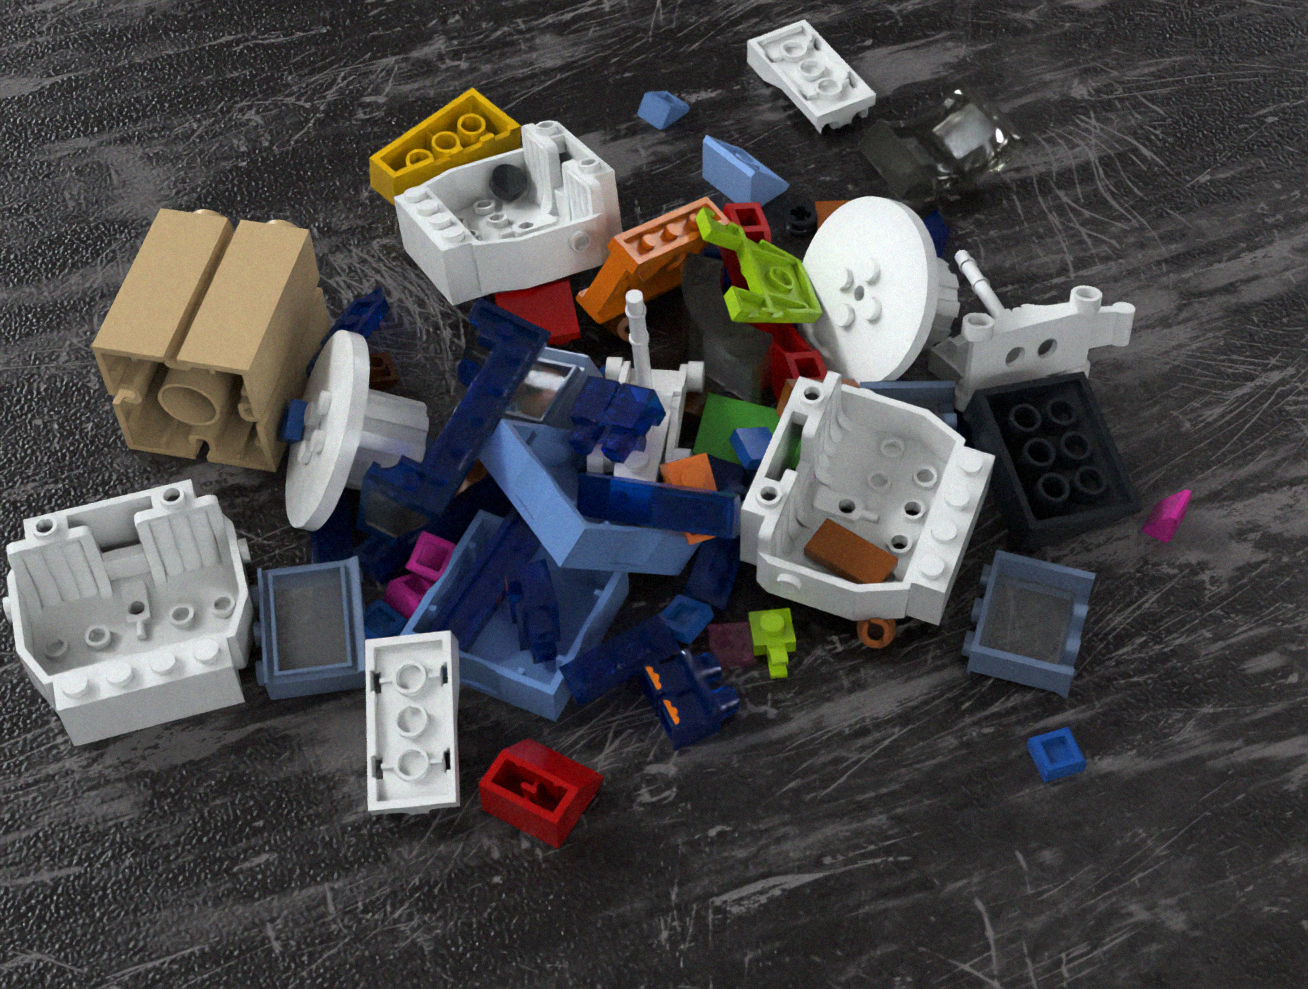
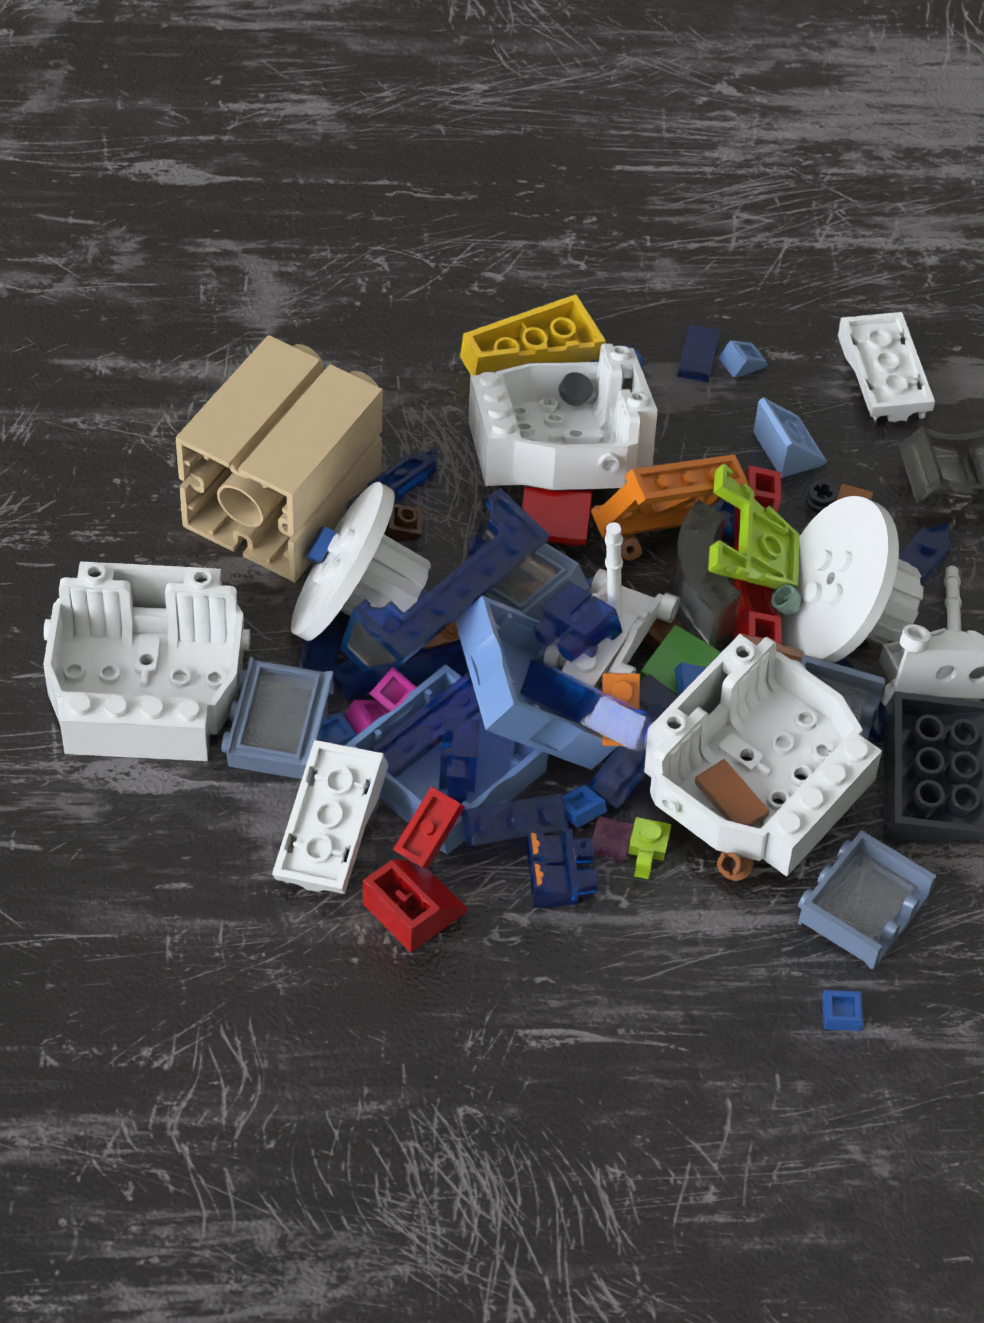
camera: 15 degrees right, 0 degrees up
(531, 699) = (429, 828): none -> red plate
(616, 115) = (698, 353): none -> clear blue tile
(817, 326) = (786, 600): none -> sand green hinge

